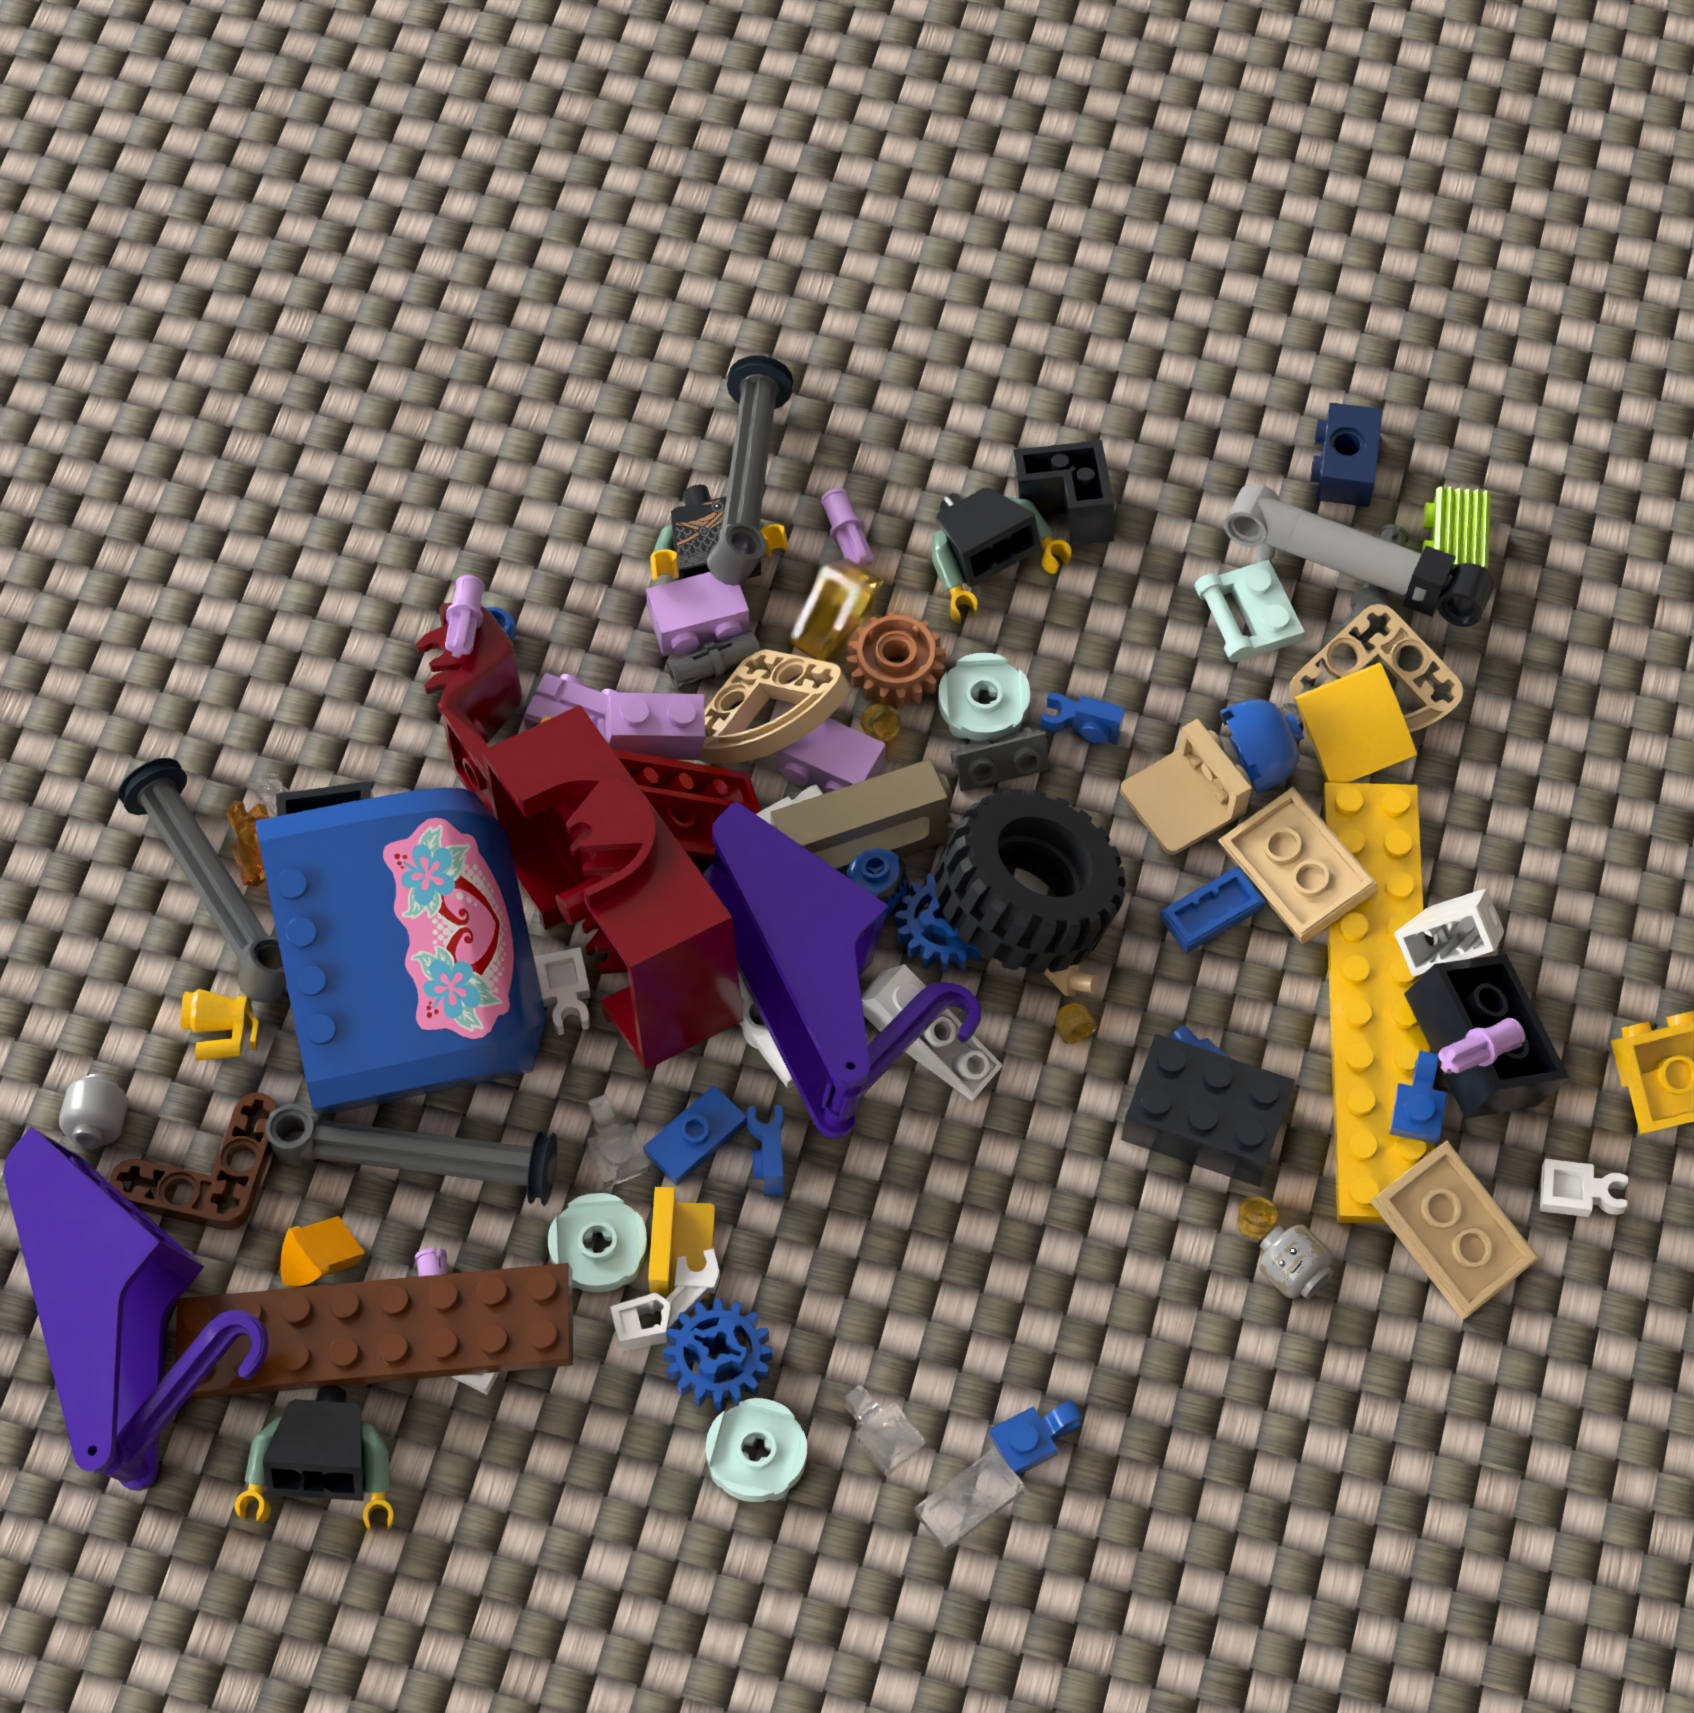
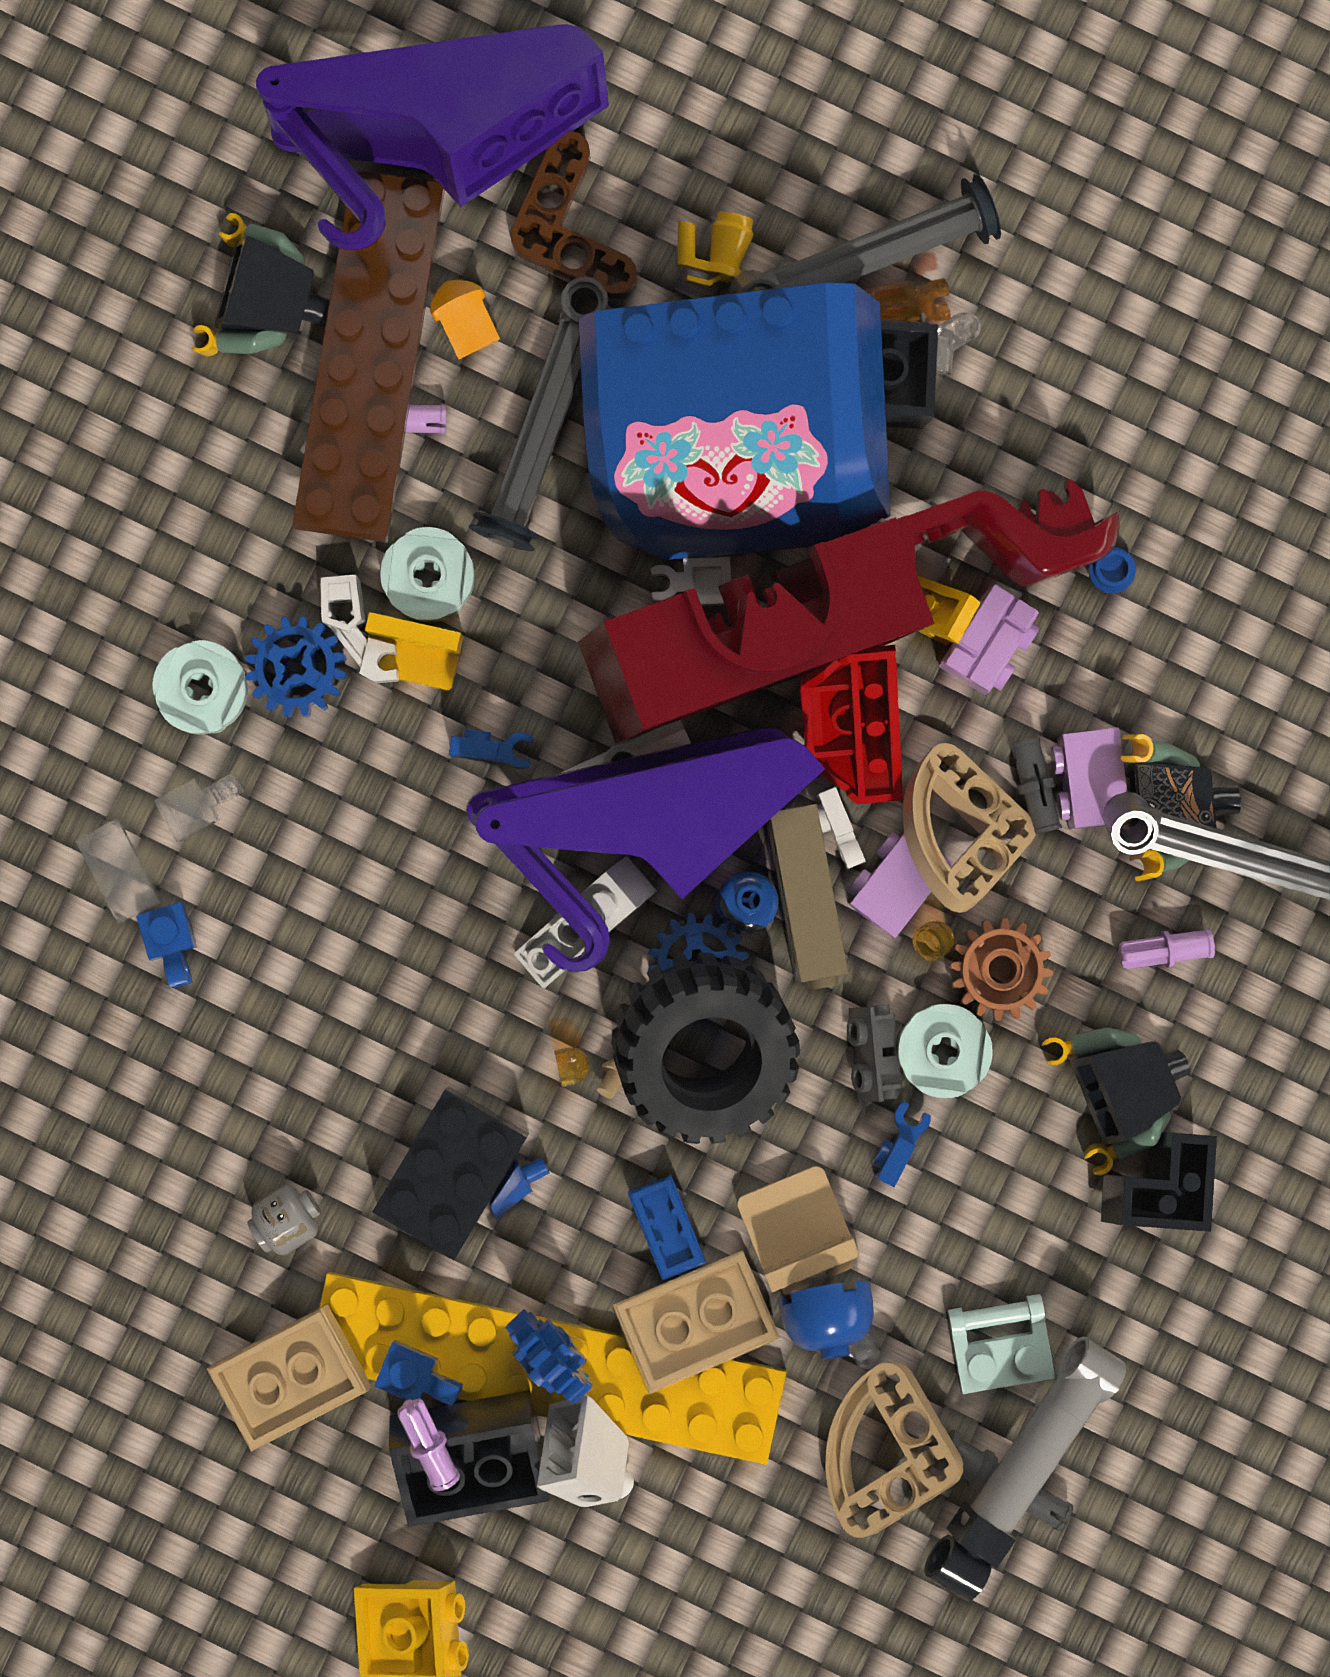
camera: 105 degrees right, 25 degrees up
(95, 1110) = (643, 122): light grey head -> none
(464, 615) = (1084, 528): lavender axle -> none
(616, 1149) = (520, 607): clear plate -> none
(656, 724) = (945, 708): lavender brick -> none
(695, 1135) = (523, 683): blue plate -> none
(835, 609) = (1071, 919): clear yellow slope -> none
(1260, 1207) = (333, 1203): clear yellow hinge -> none
(1353, 432) = (1187, 1511): dark blue brick -> none
(1355, 725) = (835, 1417): yellow slope -> none
(1365, 966) = (549, 1356): none -> blue gear
(1459, 524) = (1046, 1582): lime brick -> none
(1573, 1189) = (312, 1504): white plate -> none

